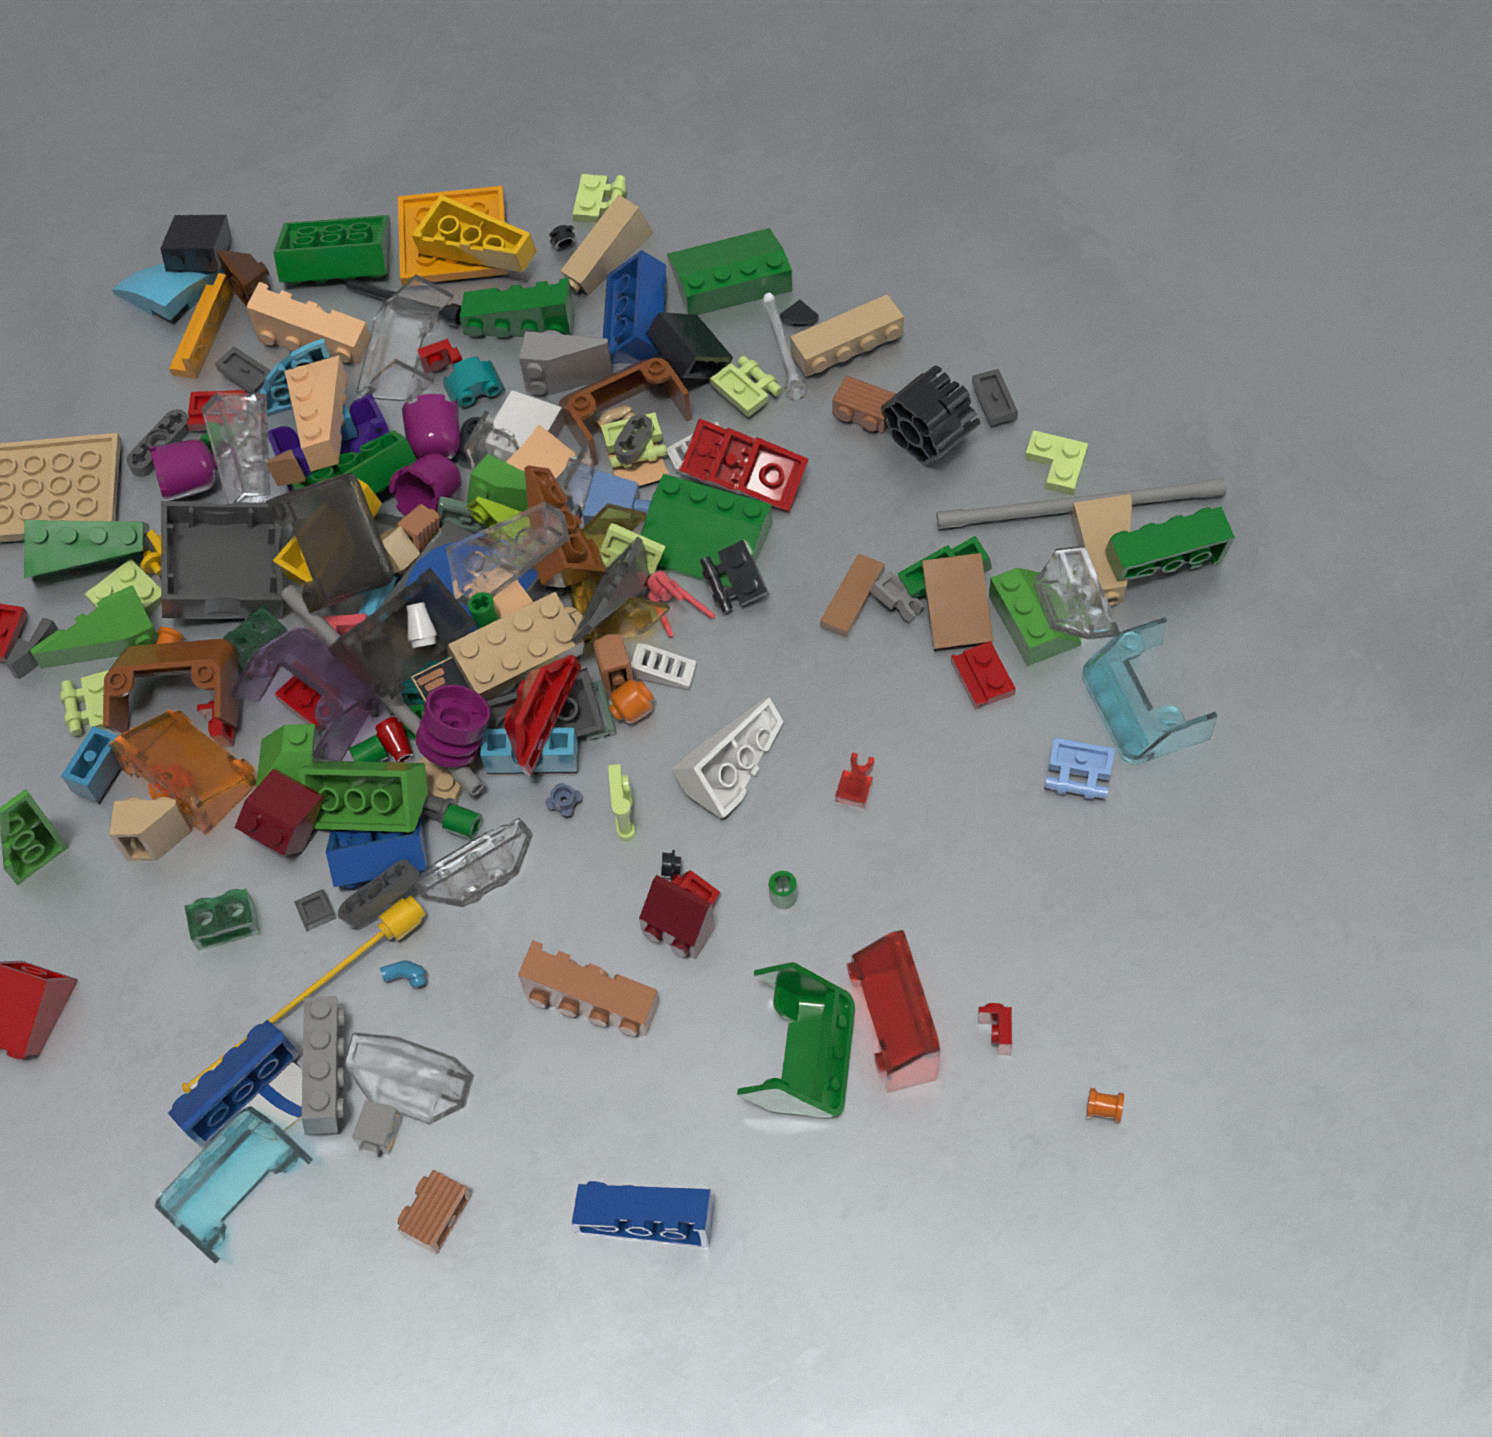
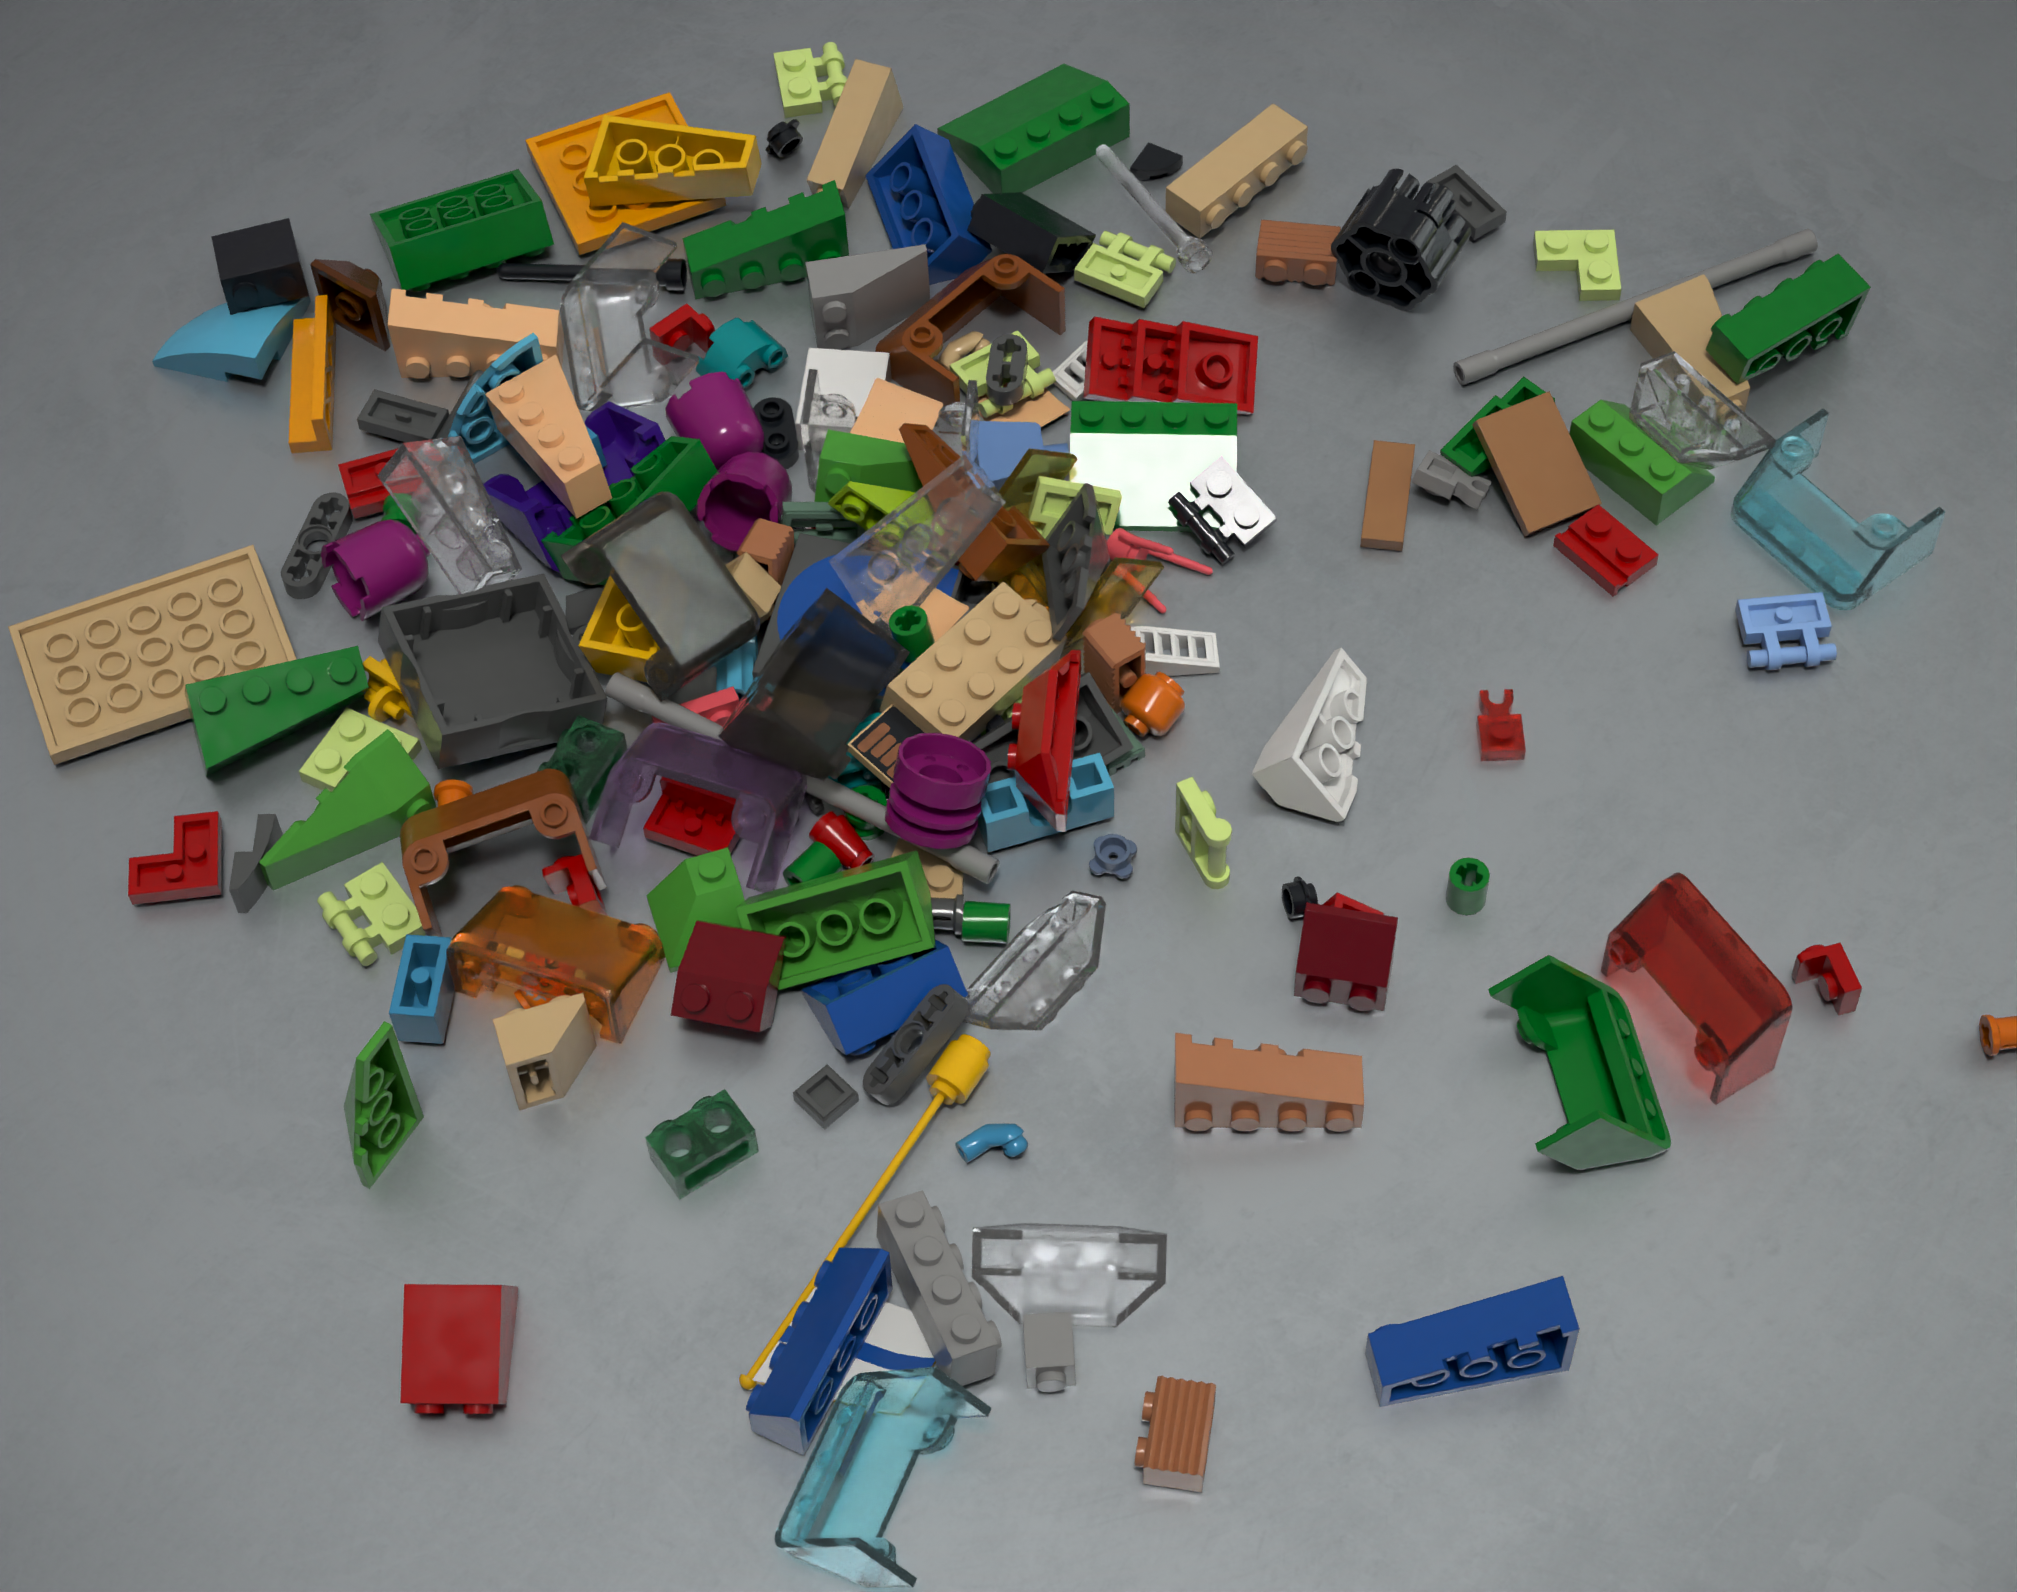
camera: 20 degrees left, 5 degrees down
(285, 469) = (542, 522): medium nougat slope -> none
(420, 627) = (835, 673): white cone -> none

